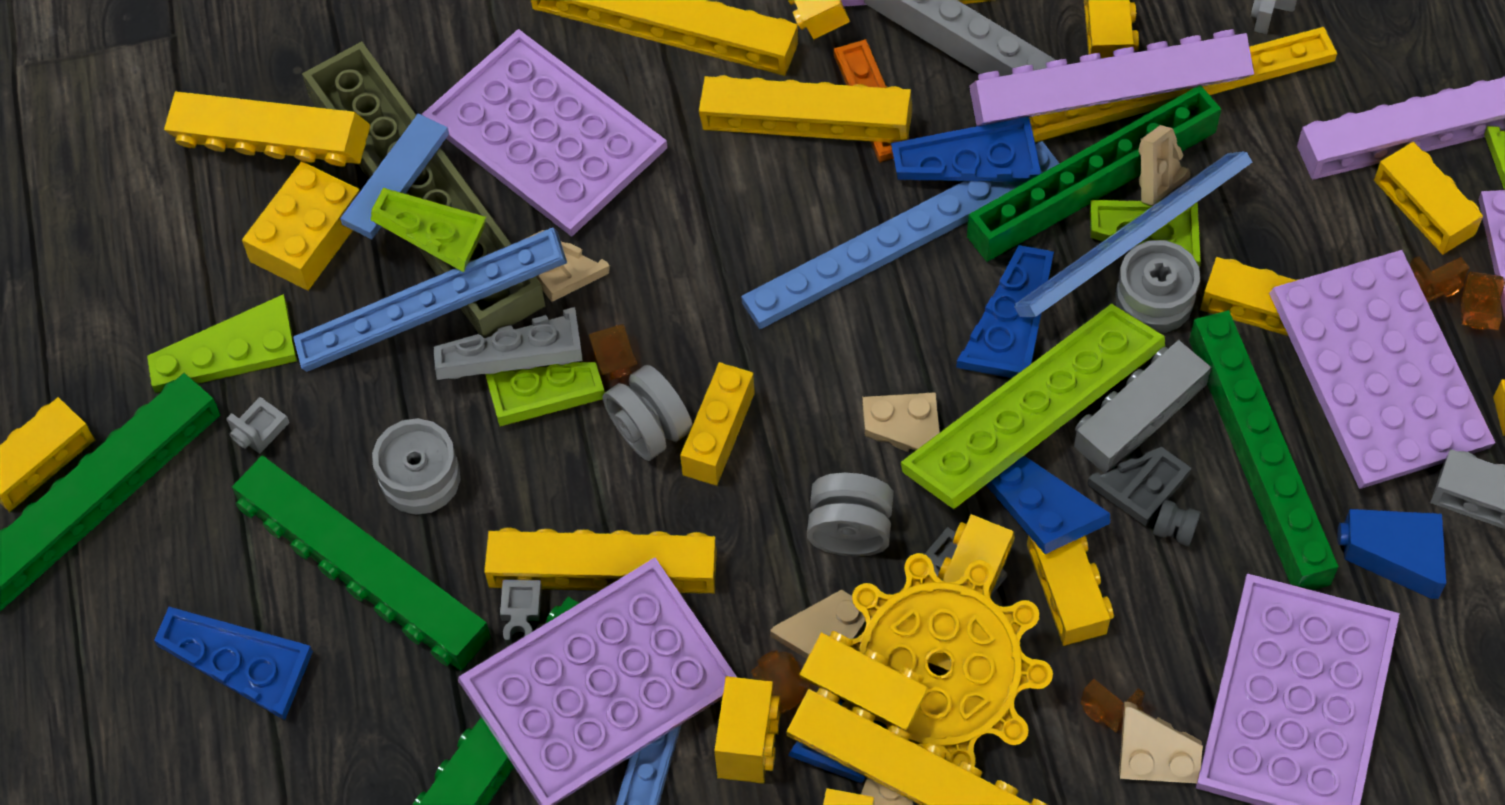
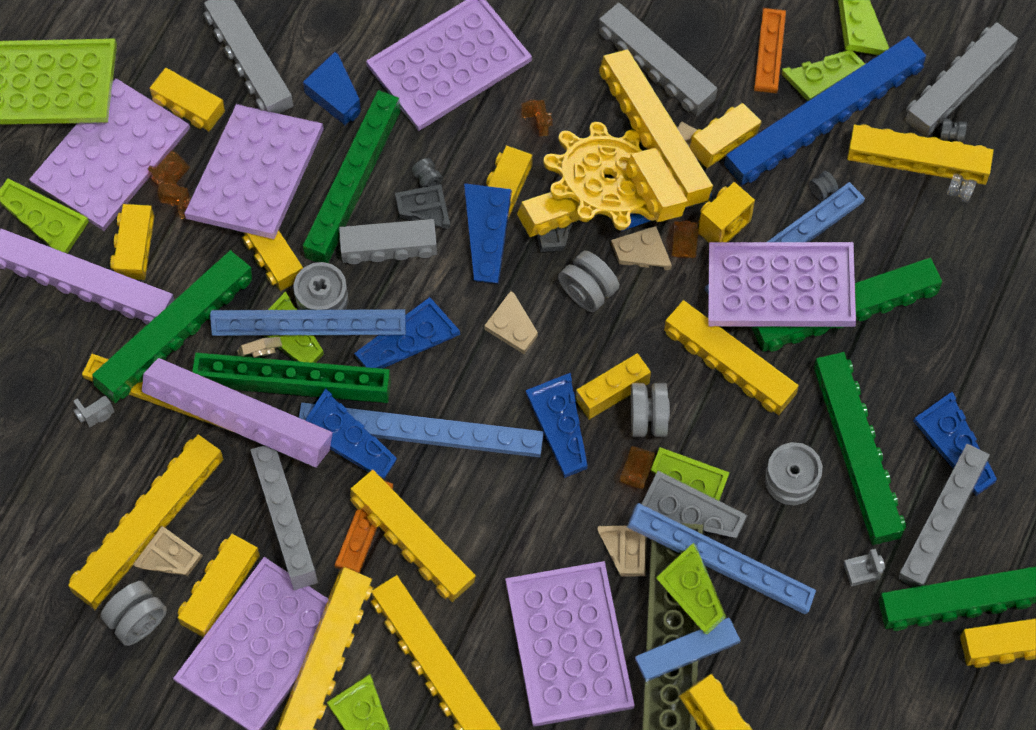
camera: 145 degrees left, 5 degrees up
(190, 539) = (944, 516): none -> light grey brick
(230, 348) = (843, 634): lime wing -> none
(301, 226) = (758, 676): yellow brick -> none
(519, 605) = (790, 364): light grey plate -> none
(749, 344) = (558, 418): none -> blue wing
(1032, 405) = (444, 273): lime plate -> none
(1156, 750) = (542, 83): tan wing -> none
(1280, 135) = (172, 326): none -> green brick

